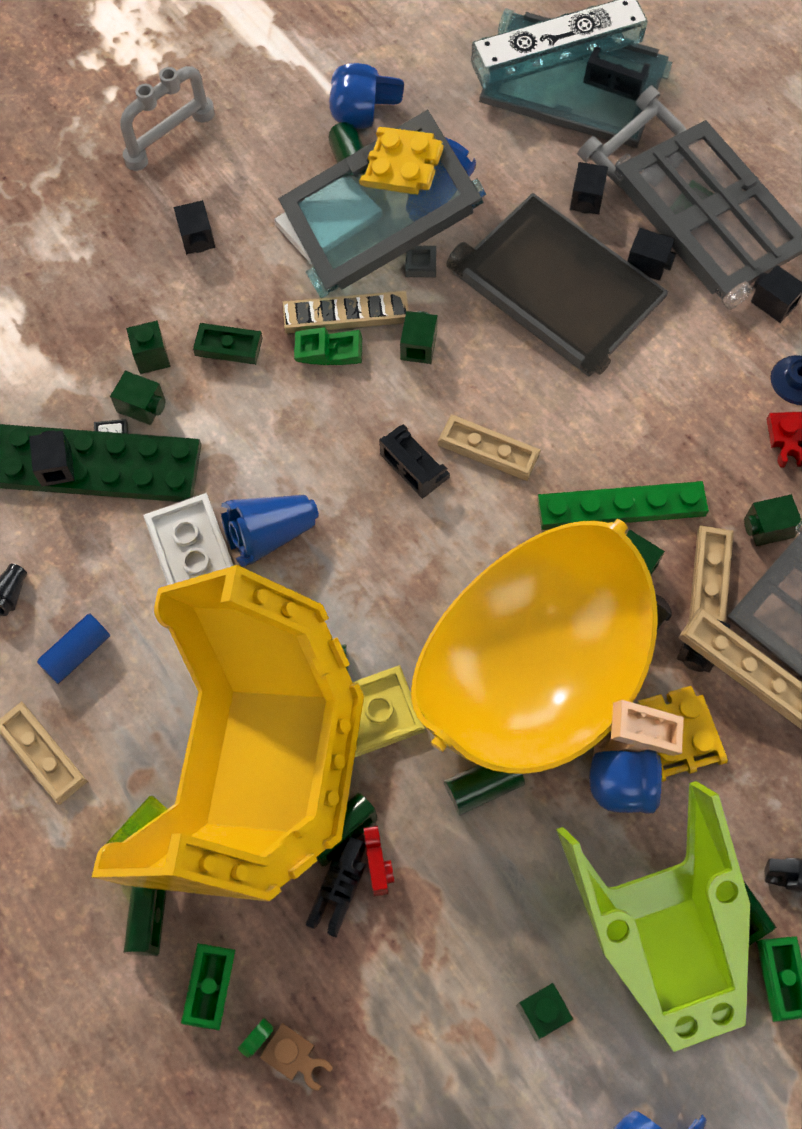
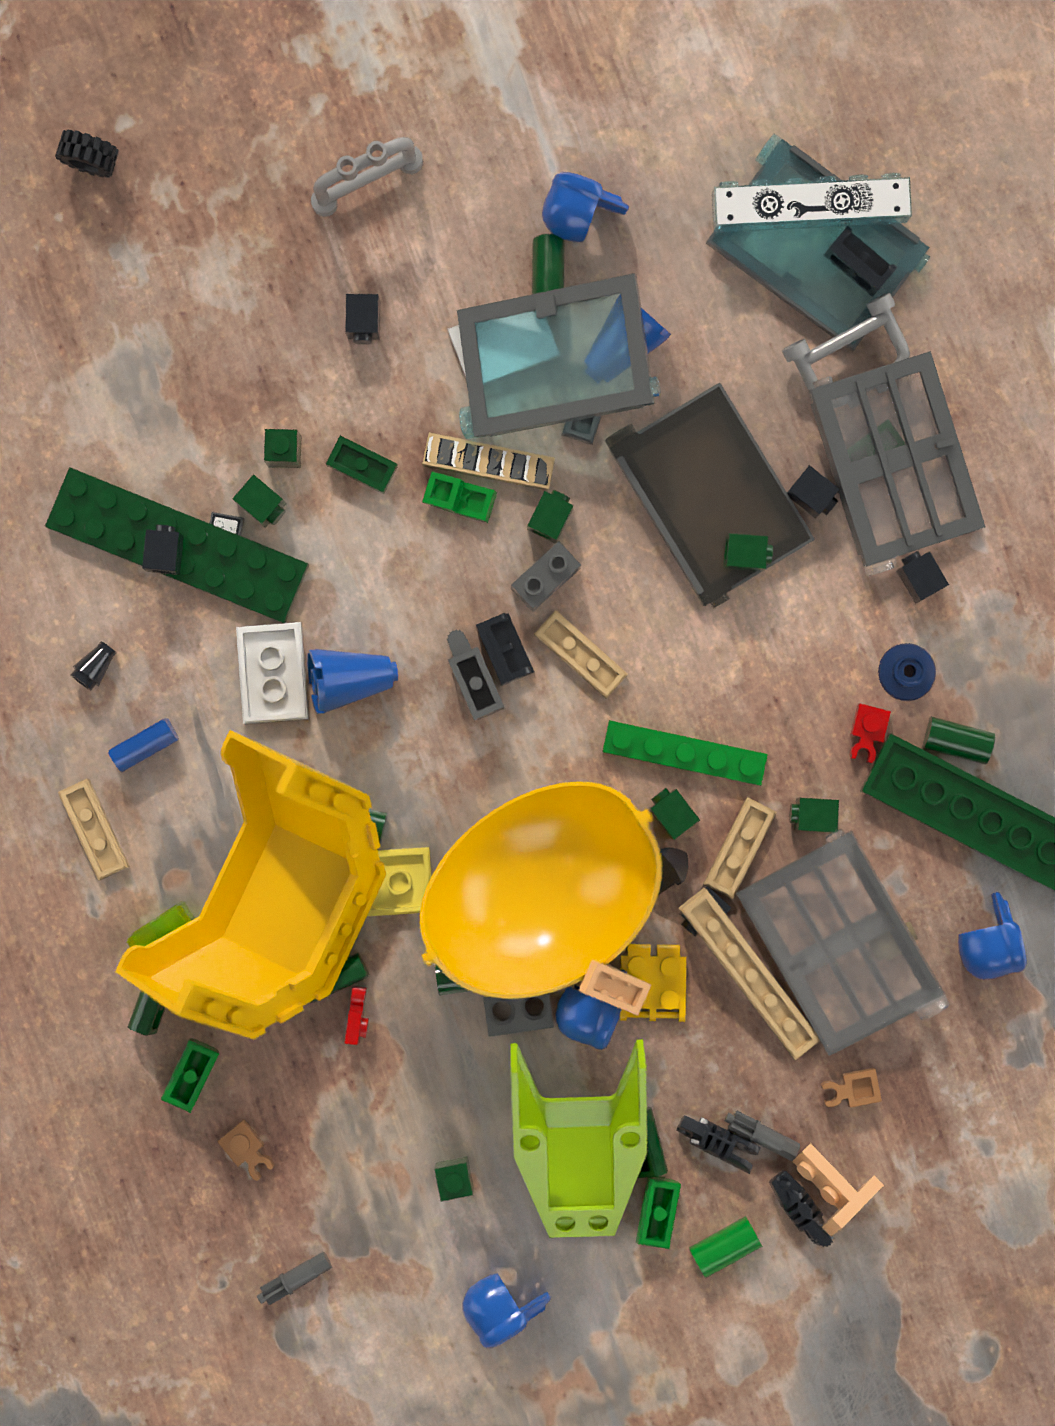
camera: 15 degrees right, 20 degrees up
(256, 1038) = (218, 1126): green tile -> none
(339, 886) = (319, 1026): black hinge -> none
(393, 489) = (473, 677): none -> dark grey hinge
(402, 161) = (589, 327): yellow plate -> none
(432, 385) = (545, 576): none -> dark grey brick
(554, 808) = (520, 1019): none -> dark grey brick
(588, 188) = (779, 394): black brick -> none
(612, 310) = (747, 552): none -> dark green brick

